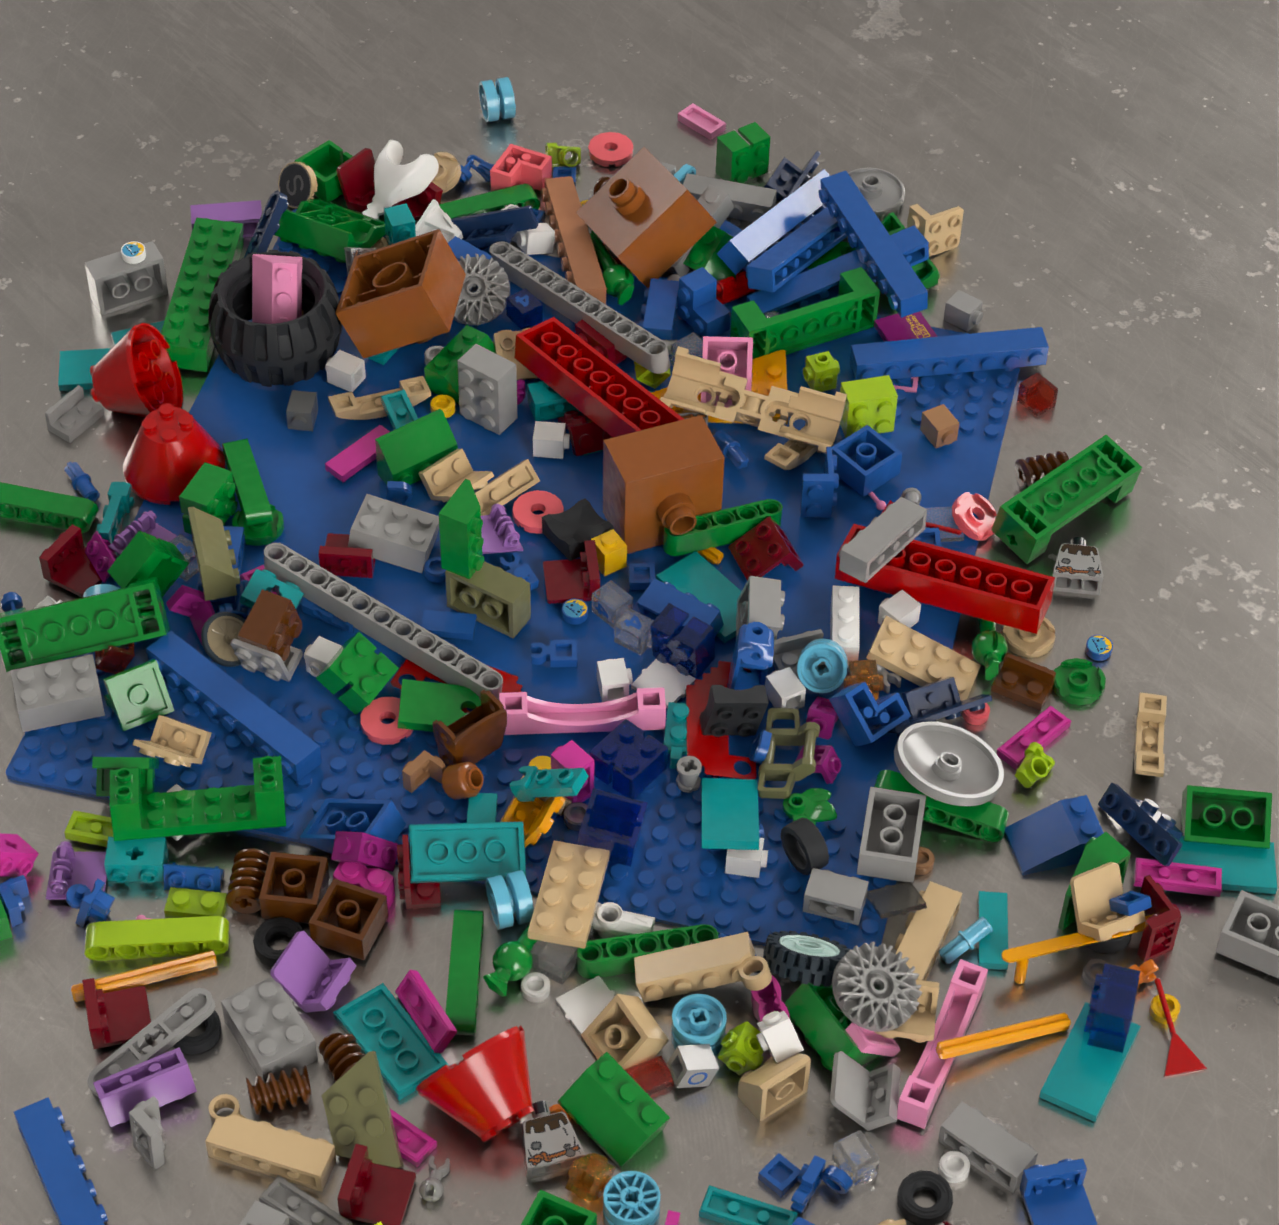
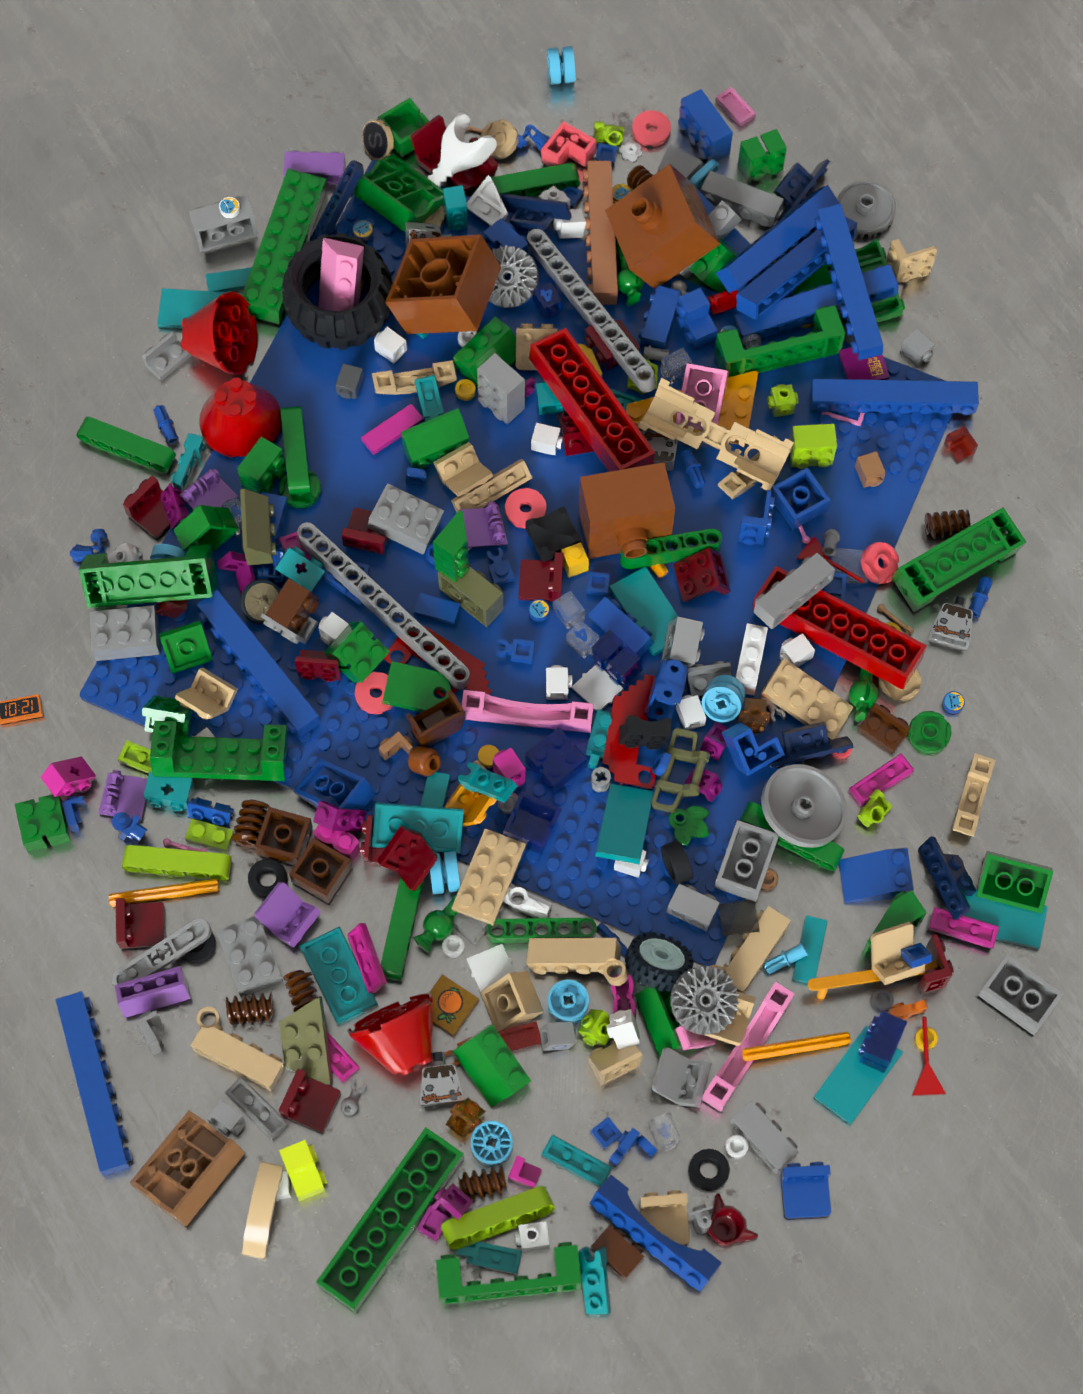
camera: 10 degrees right, 20 degrees up
(311, 696) = (317, 665): none -> dark red bracket
(461, 881) = (408, 856): none -> dark red bracket
(548, 1054) = (451, 1004): none -> pearl gold tile
(591, 173) = (631, 151): none -> white plant
(672, 134) = (705, 126): none -> blue brick
(1101, 537) = (980, 596): none -> blue axle

